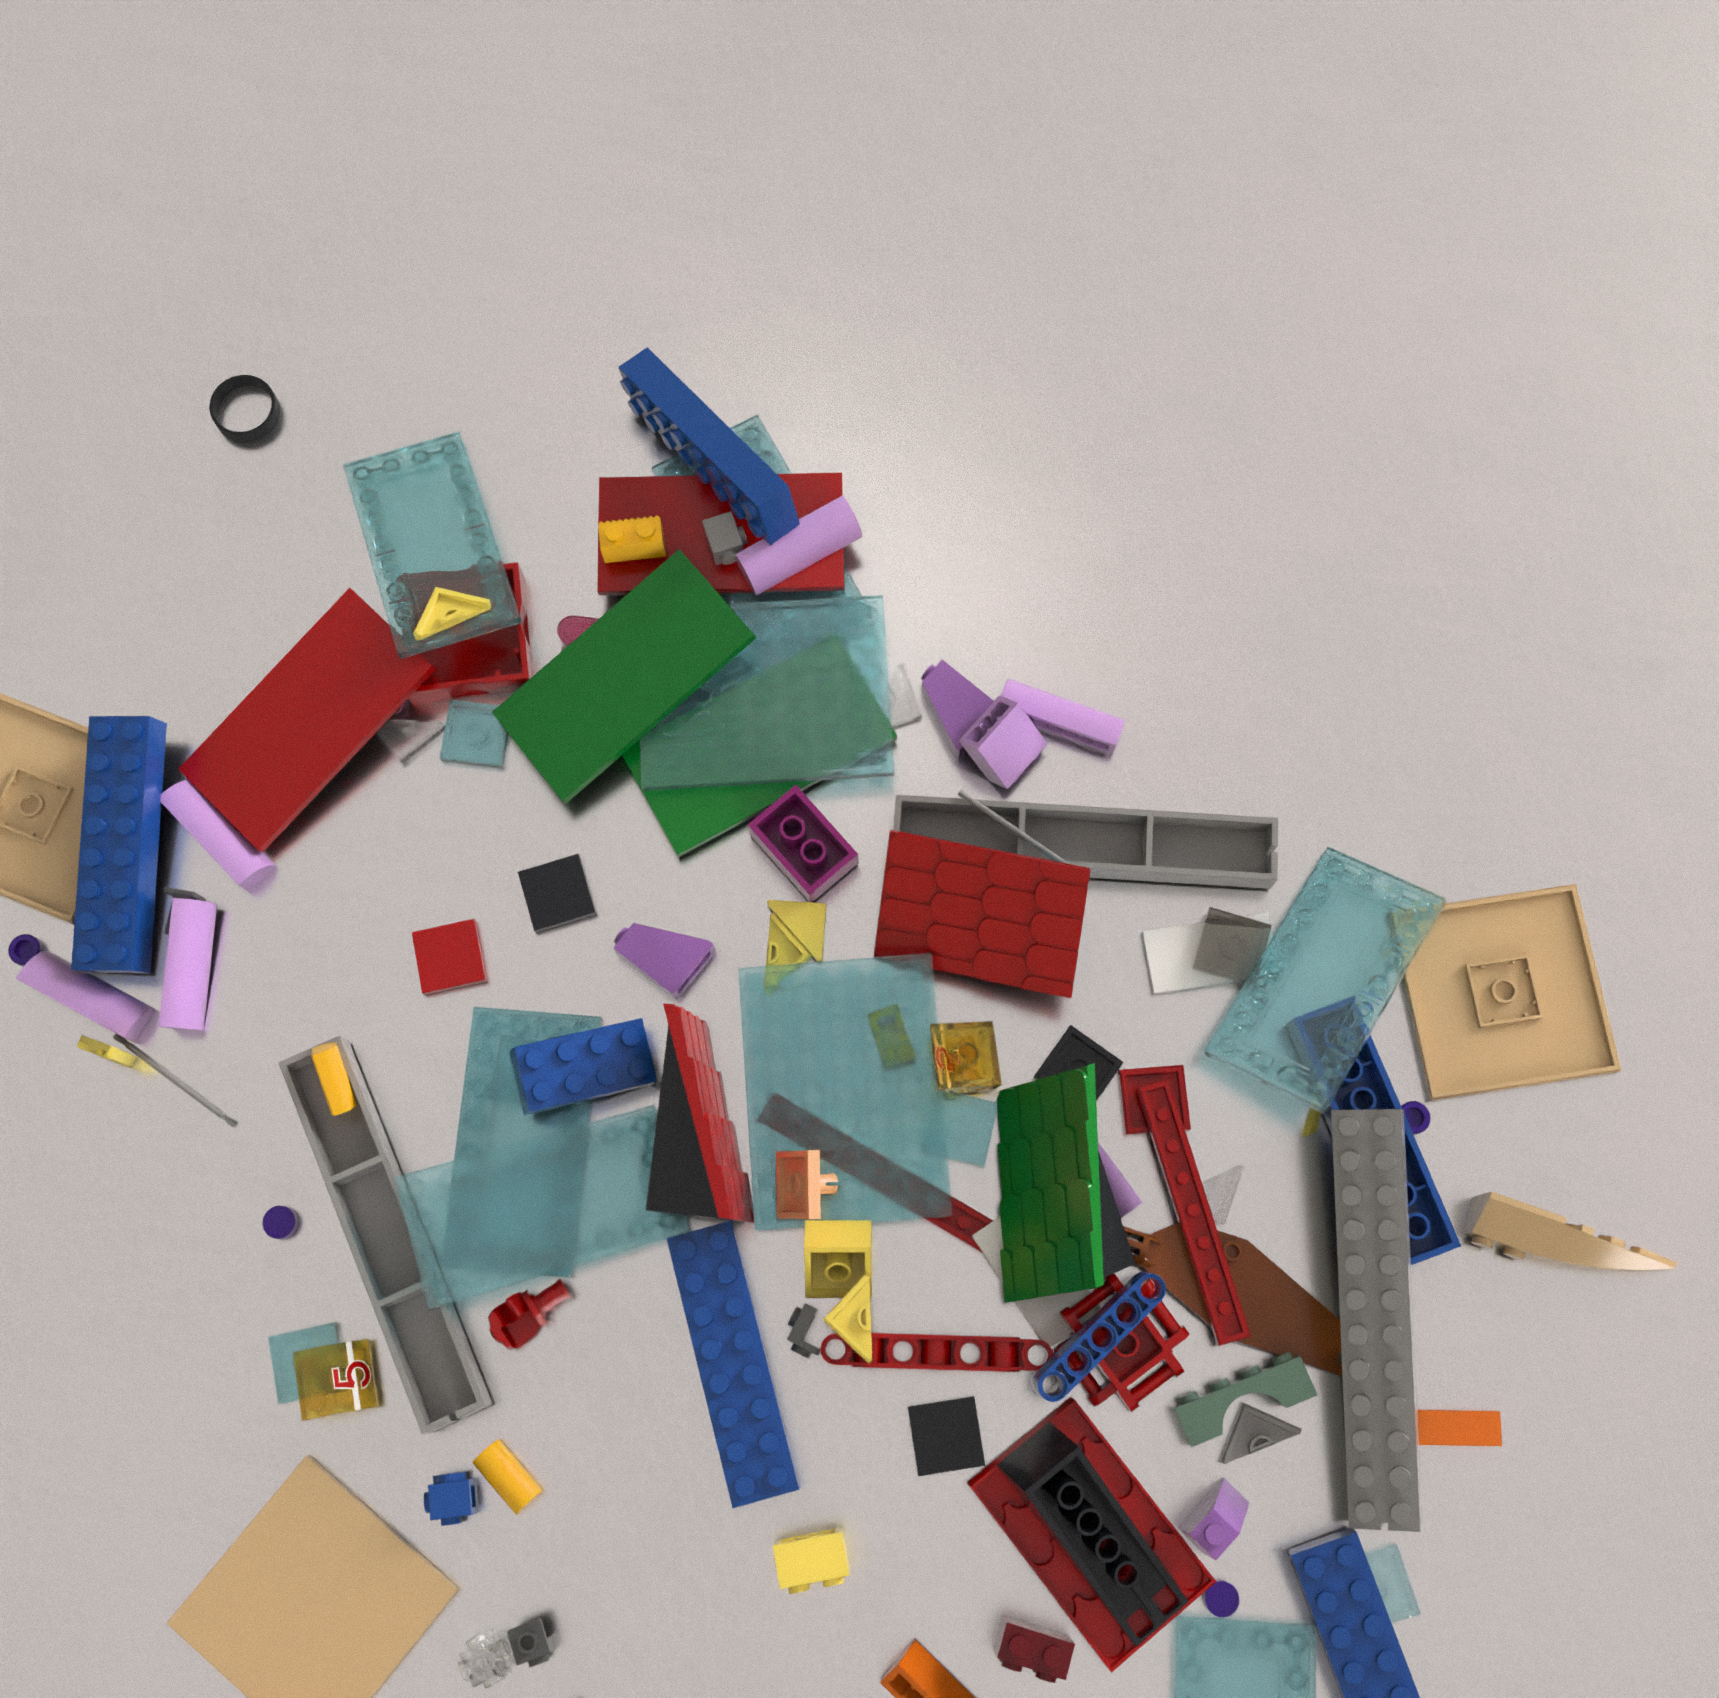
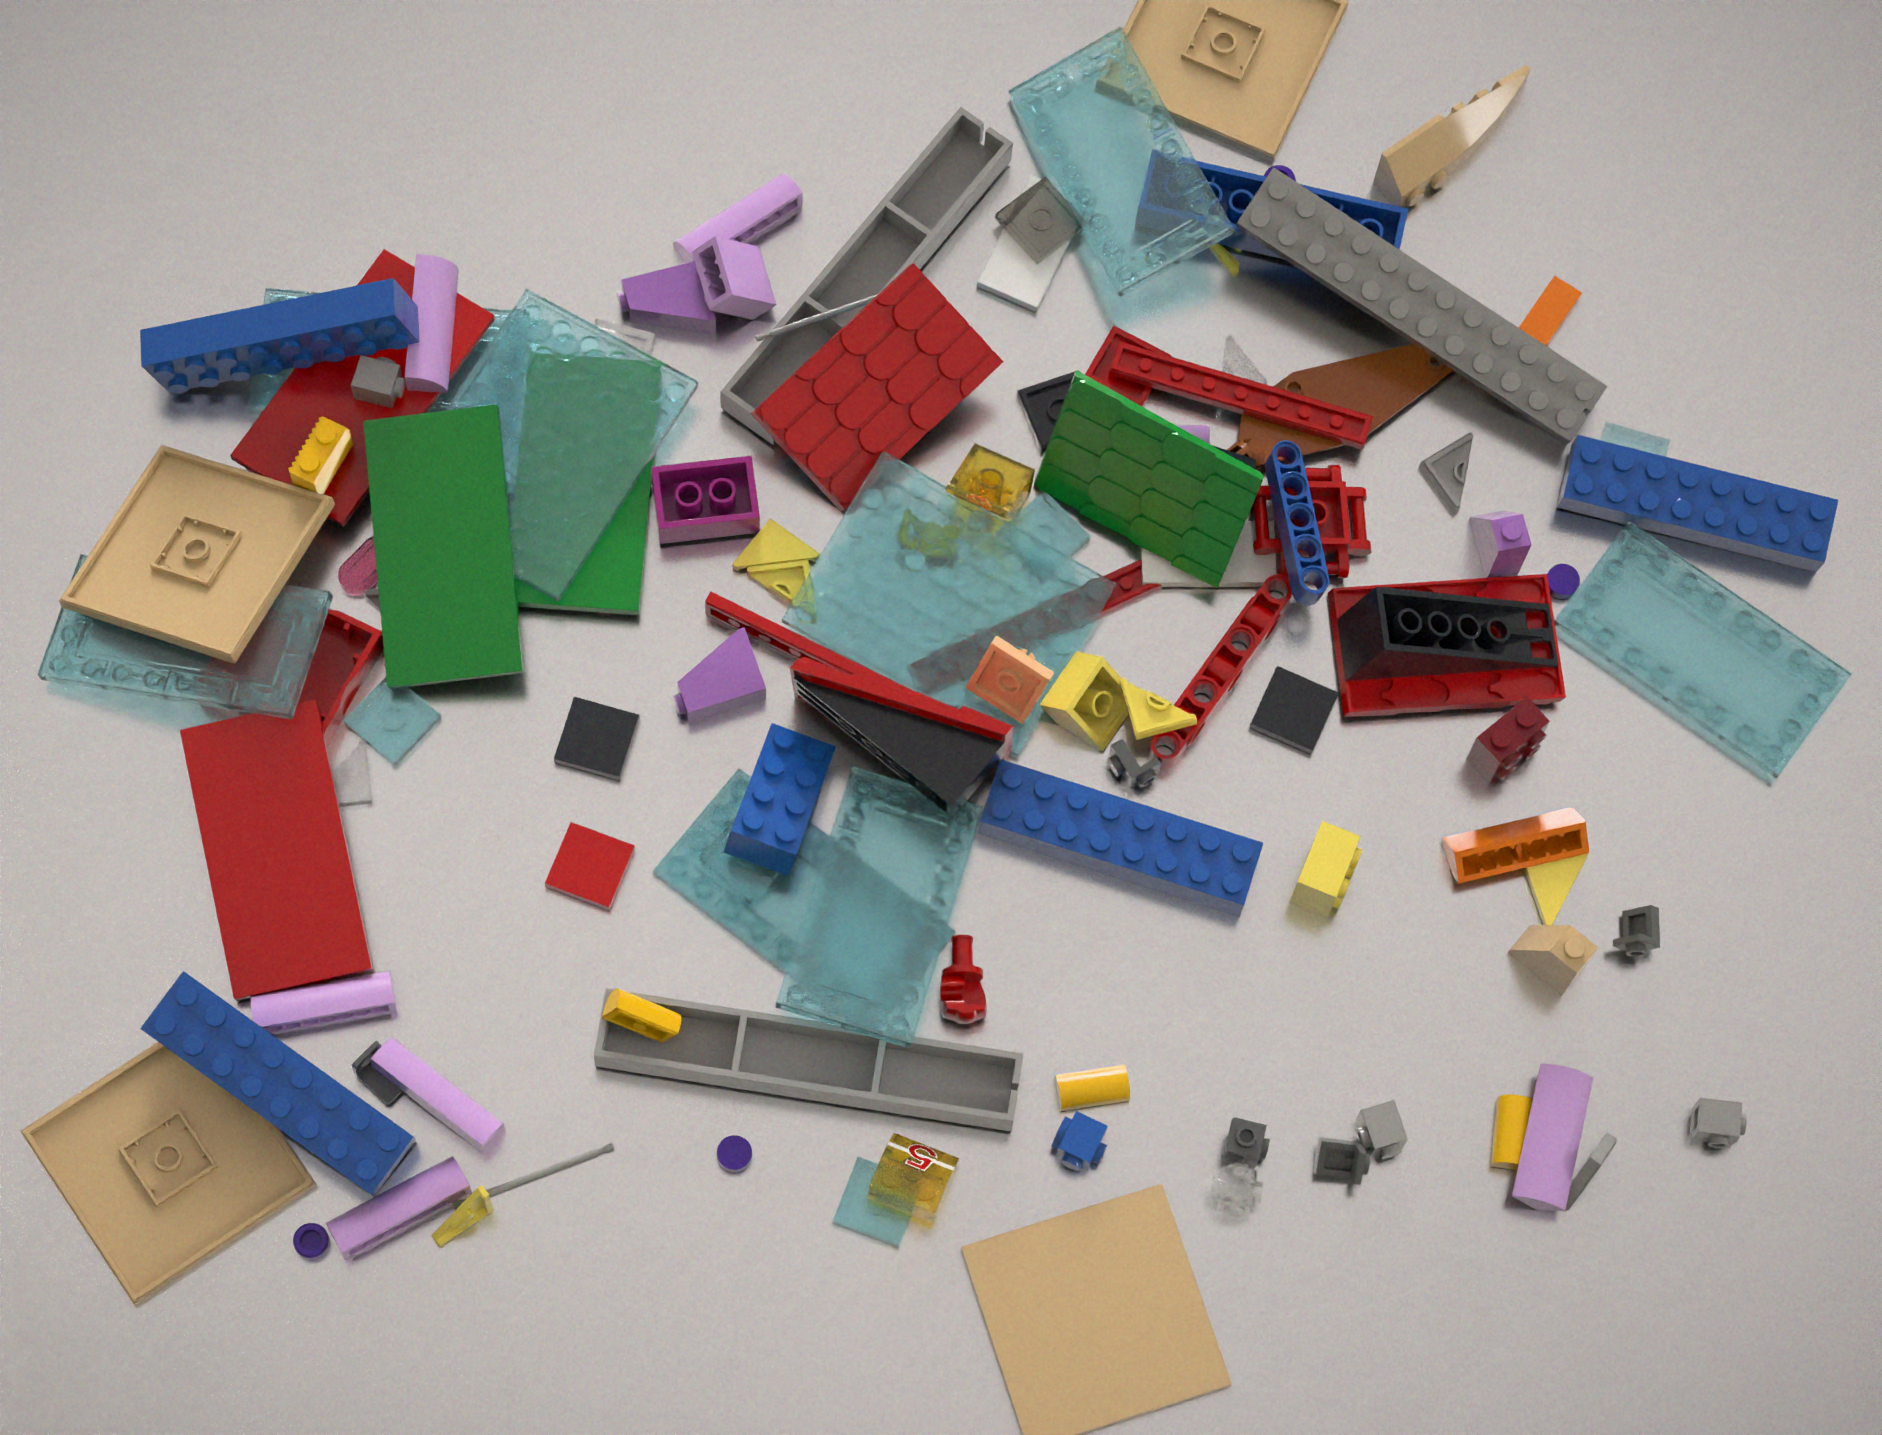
camera: 65 degrees left, 5 degrees down
(448, 609) = (277, 647): light yellow tile -> none
(501, 508) = (197, 553): none -> tan tile
(733, 1027) = (785, 639): none -> red tile
(1204, 1414) = (1413, 496): sand green arch -> none

